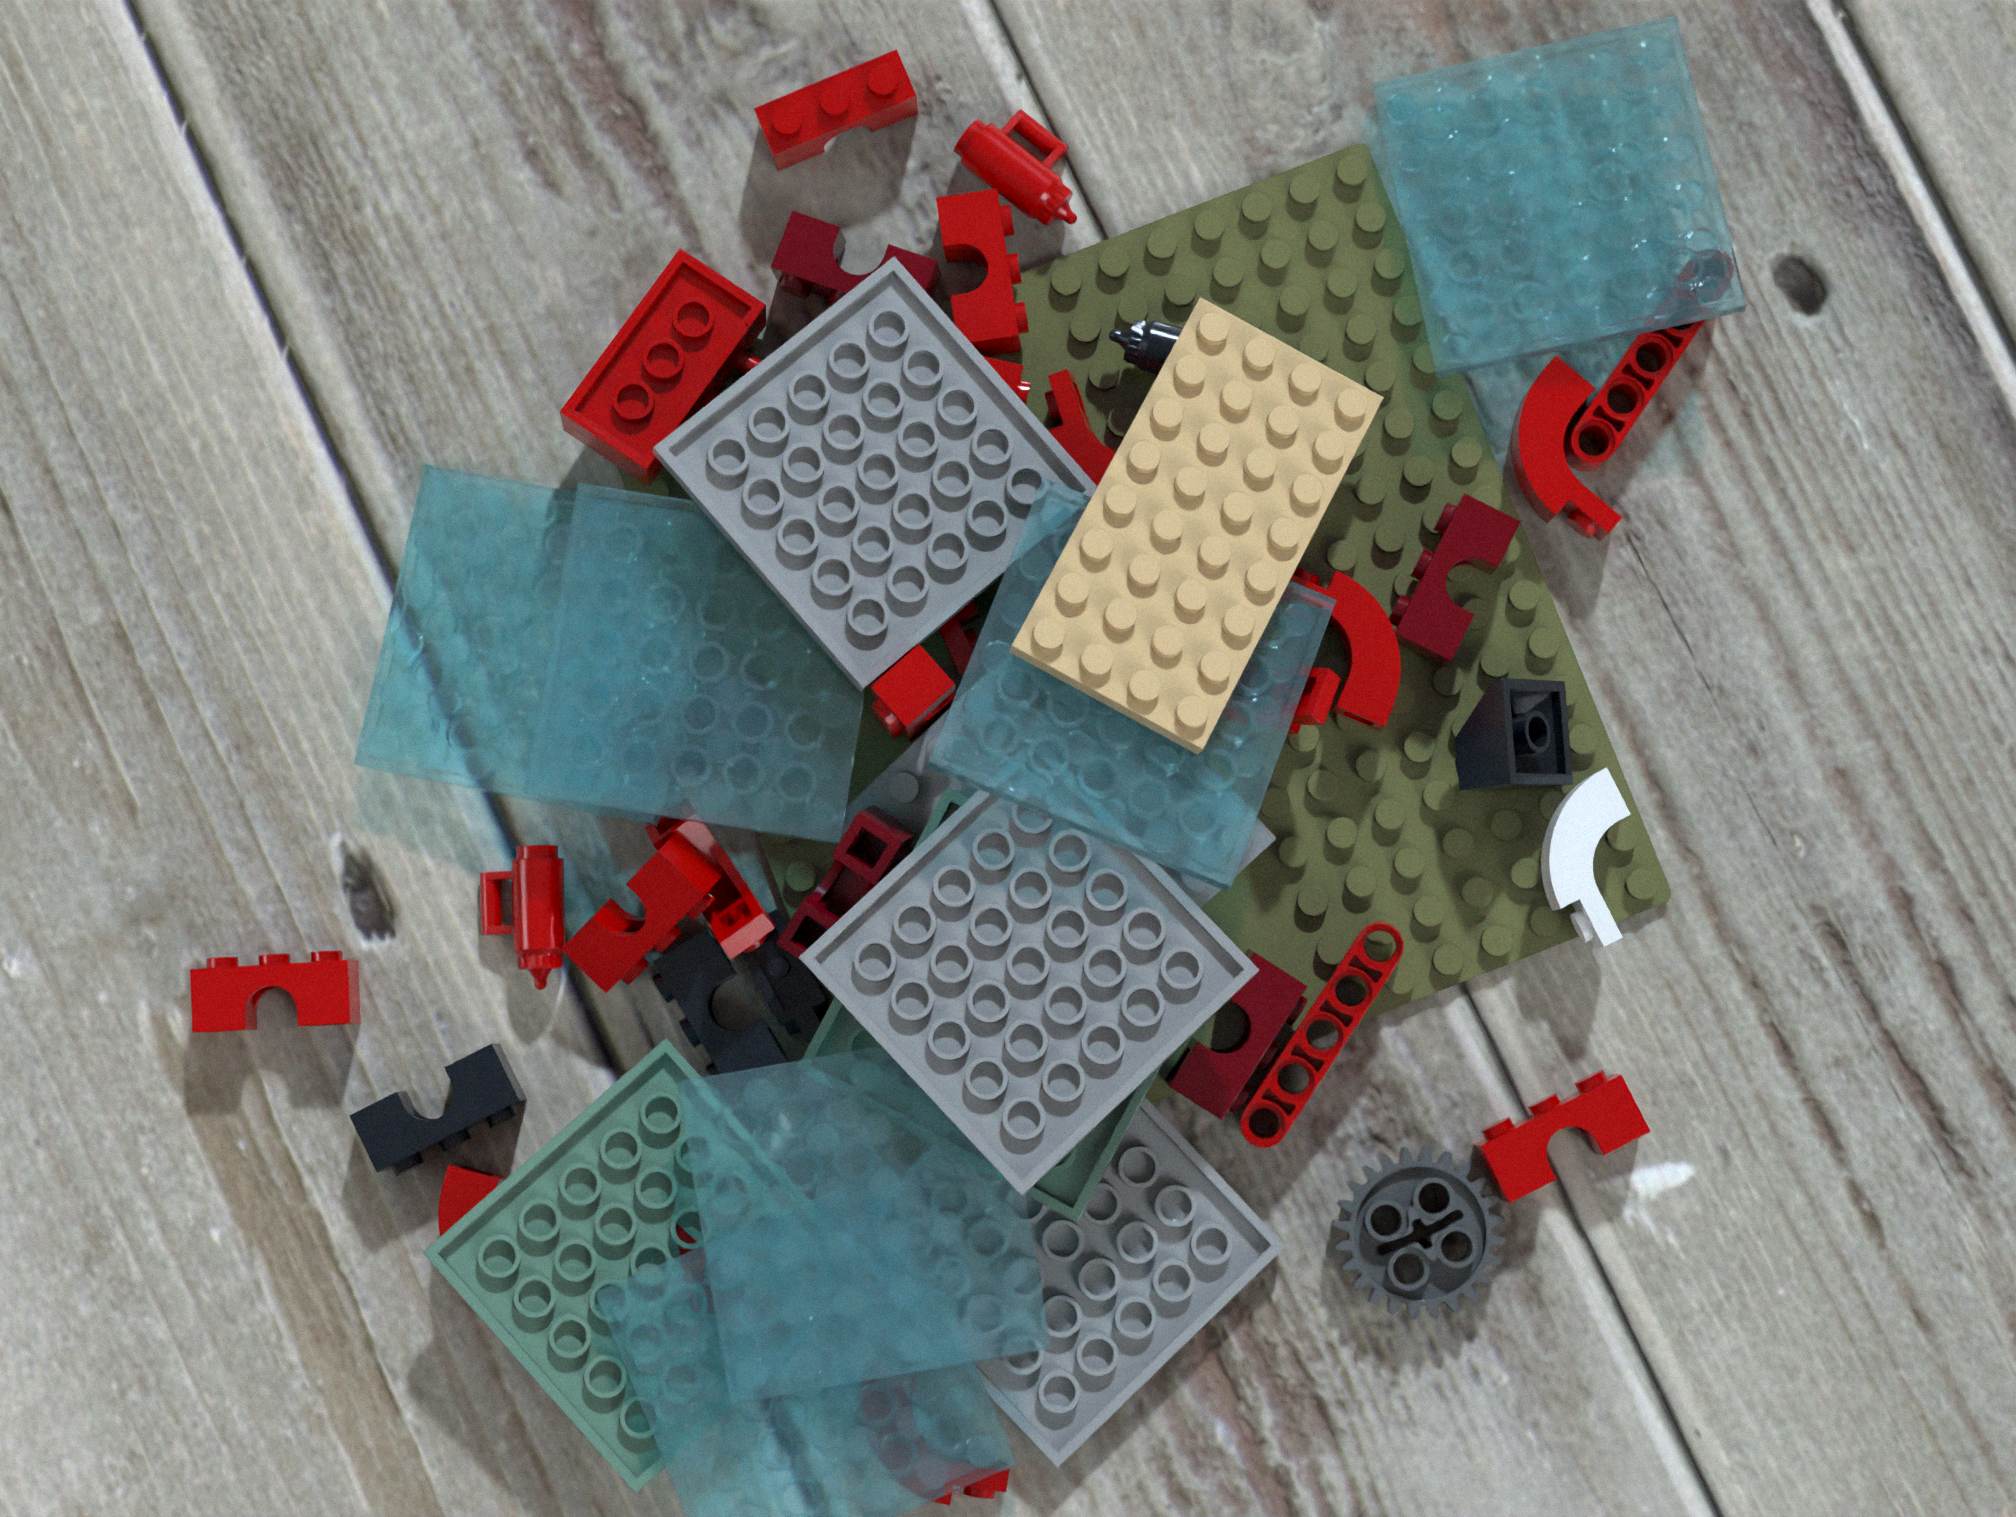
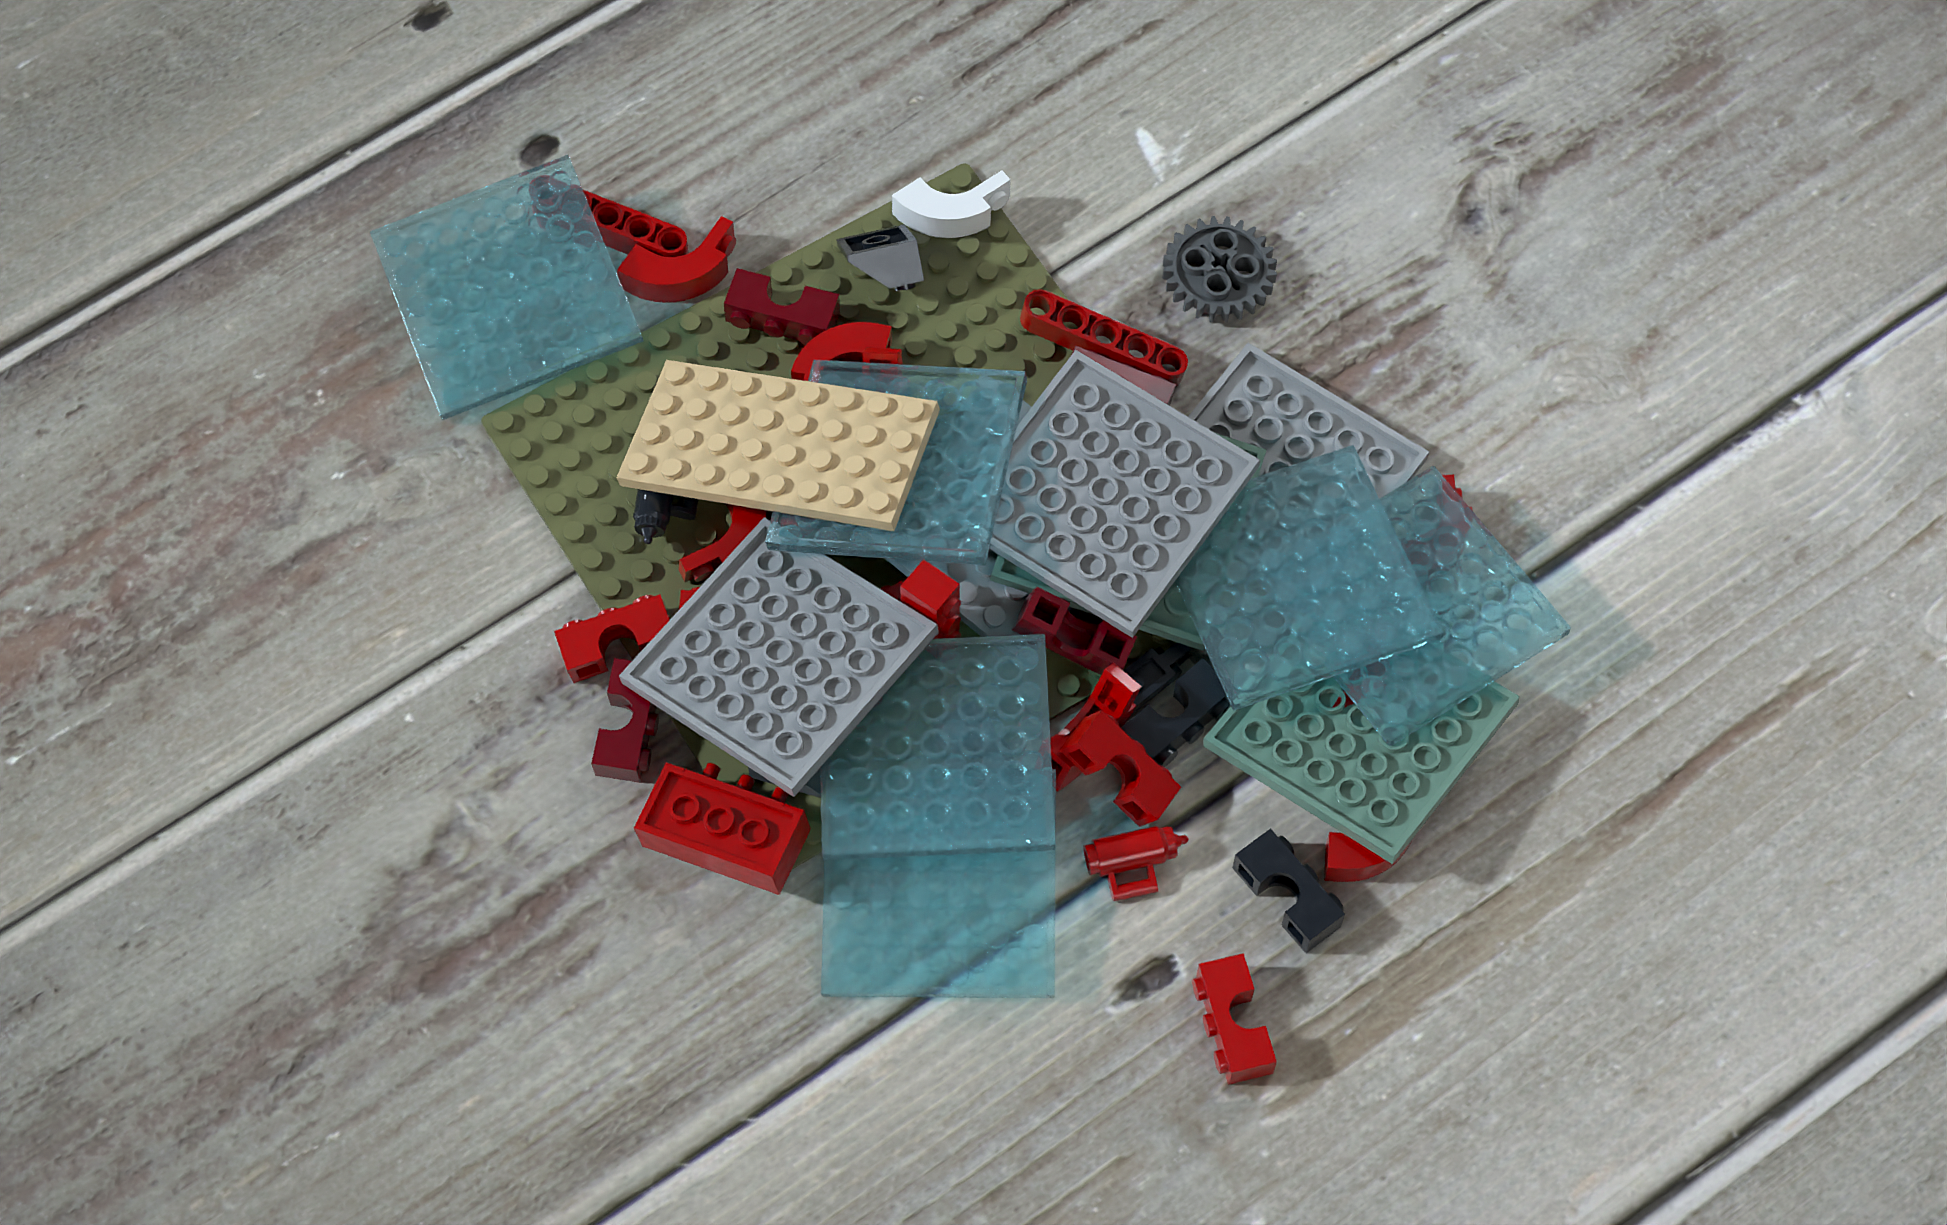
camera: 105 degrees left, 20 degrees down
(864, 95) = (511, 754): red arch -> none
(1015, 171) = (535, 631): red piece -> none
(1518, 1152) = (1150, 219): red arch -> none

